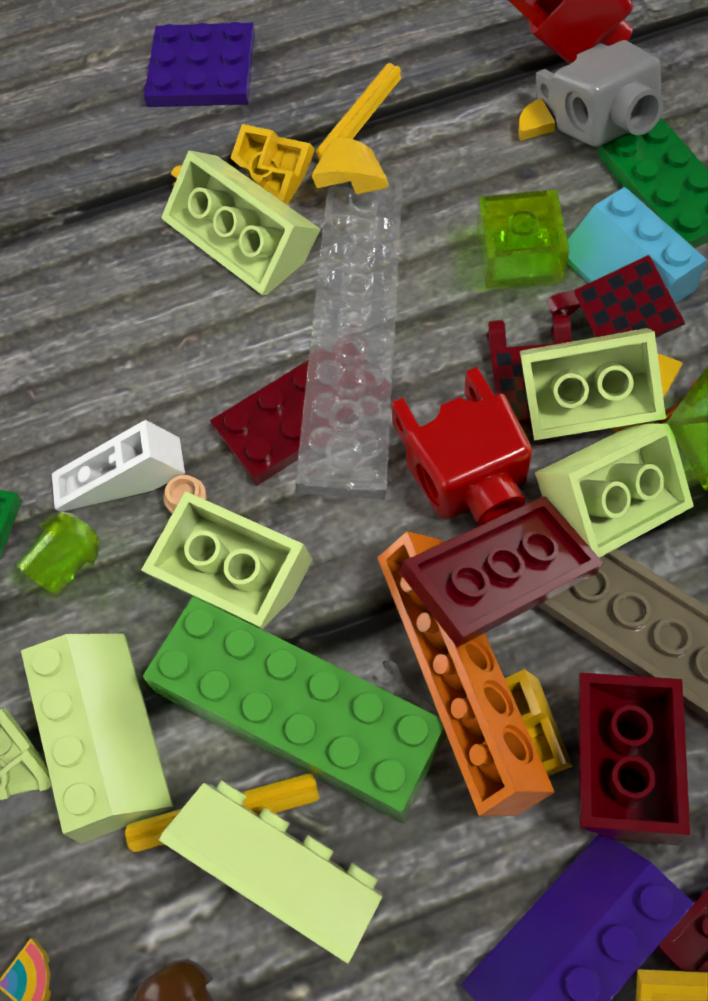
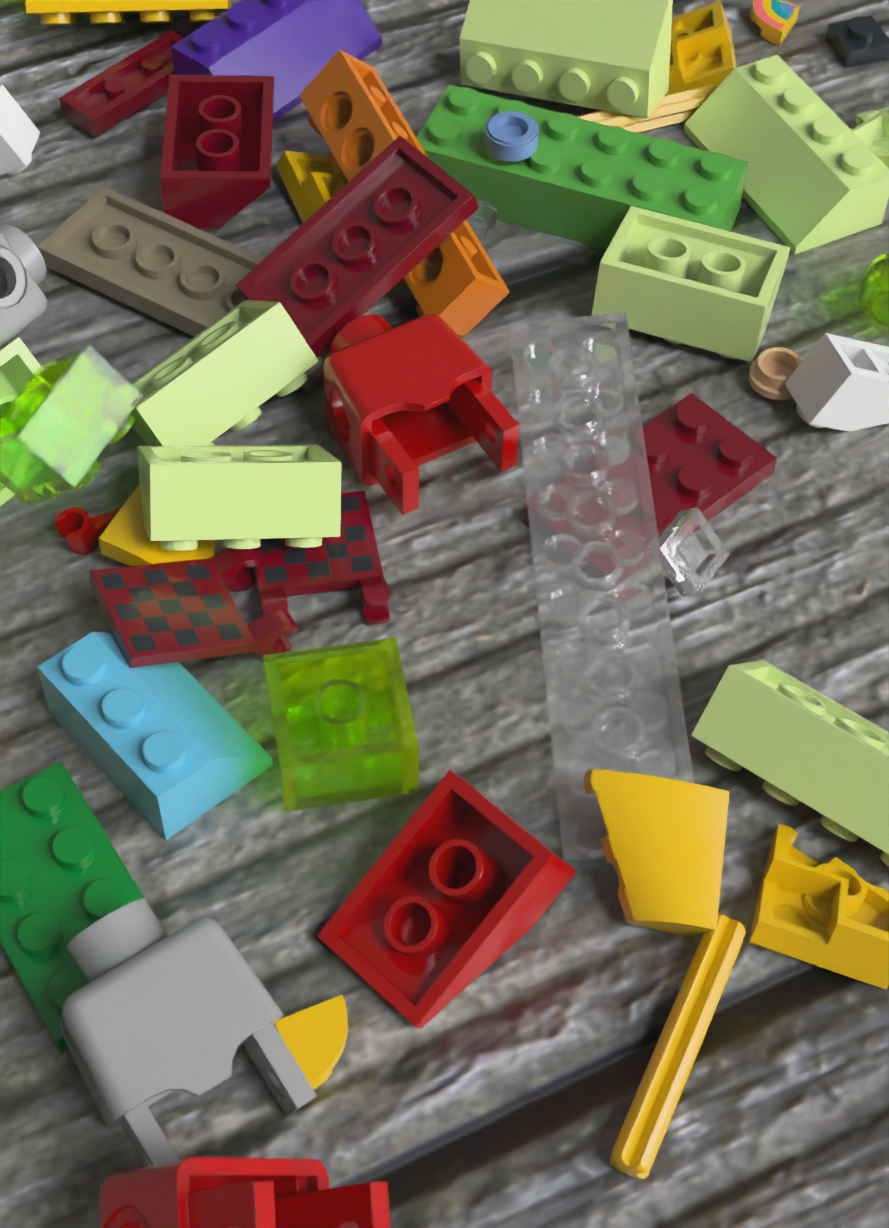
camera: 165 degrees right, 10 degrees down
(132, 912) = (700, 49): none -> yellow slope
(290, 350) = (691, 552): none -> clear plate
(354, 698) = (511, 136): none -> medium blue tile
(460, 165) = (445, 900): none -> red slope

